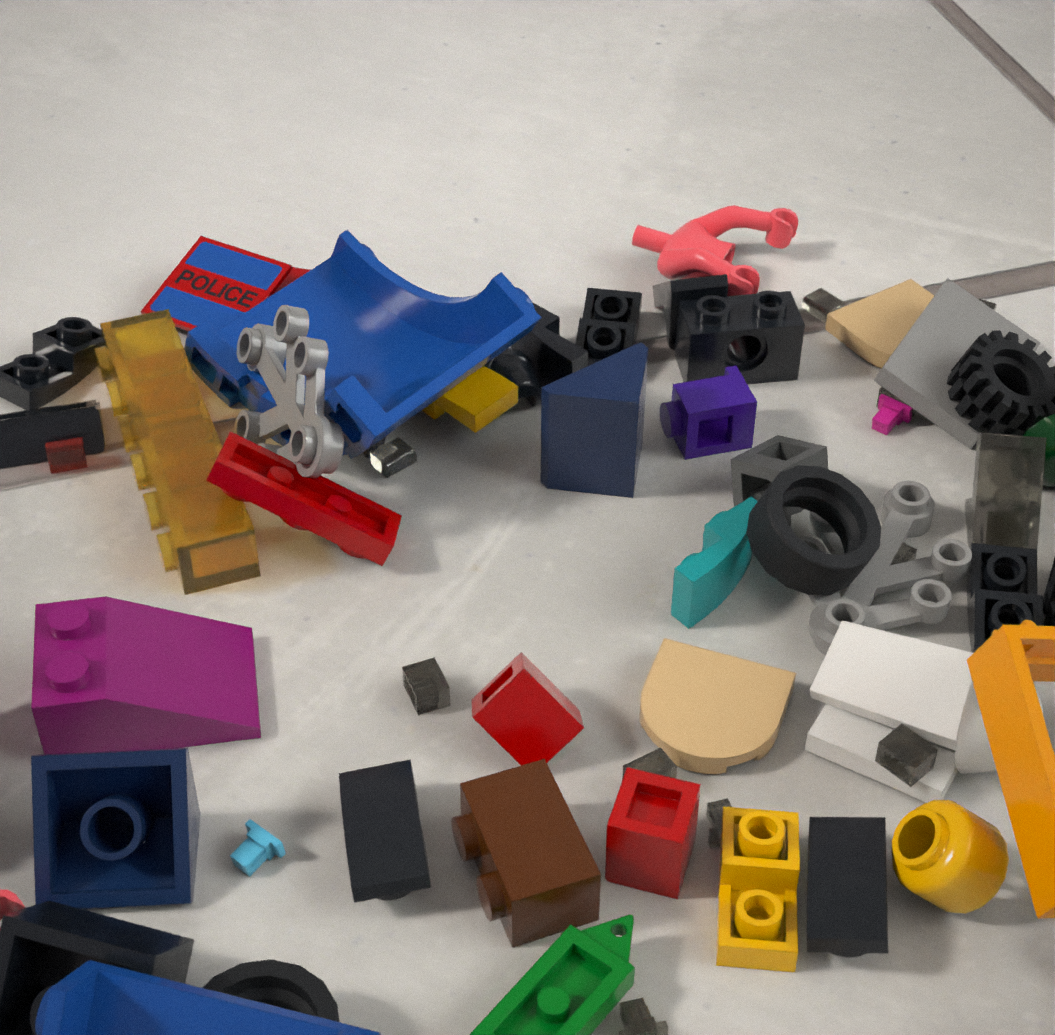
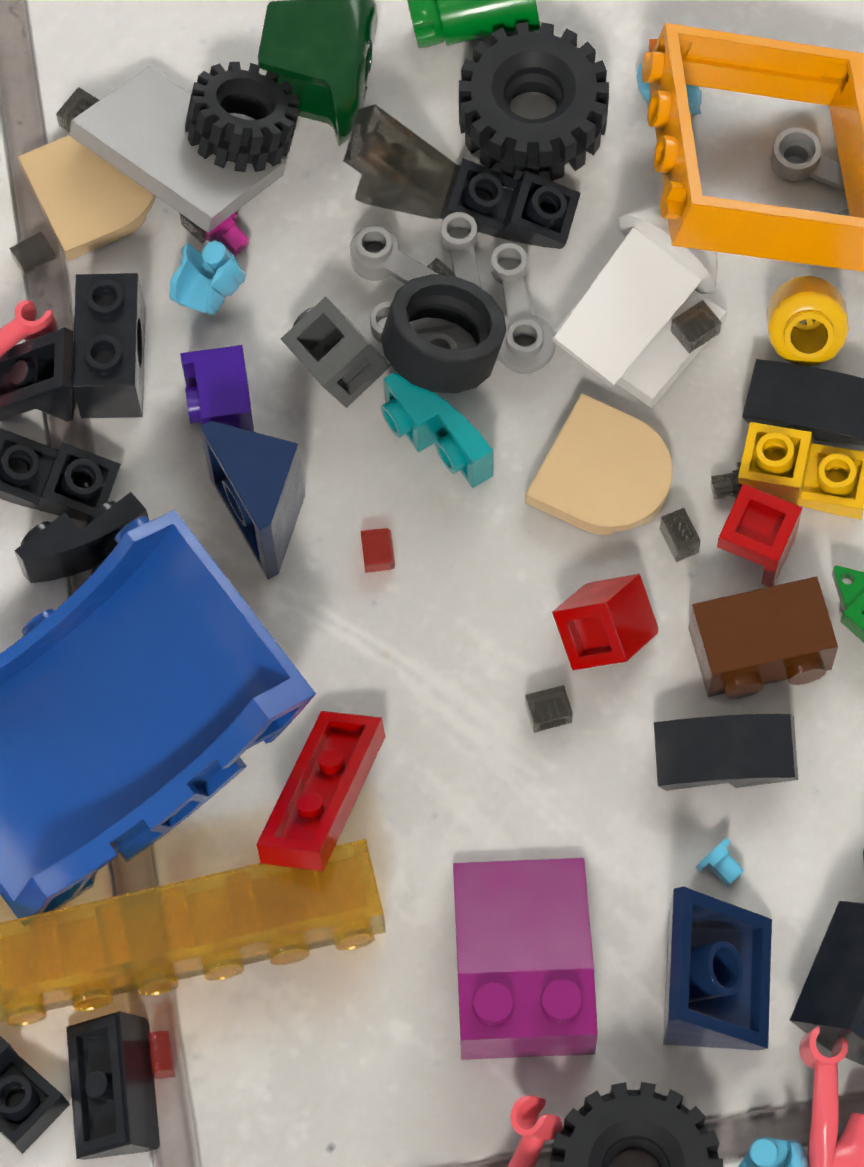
camera: 80 degrees left, 25 degrees up
(314, 441) = (271, 767): light grey plant -> none
(582, 545) = (377, 550): none -> clear red piece
(834, 397) = (205, 277): none -> medium azure arm

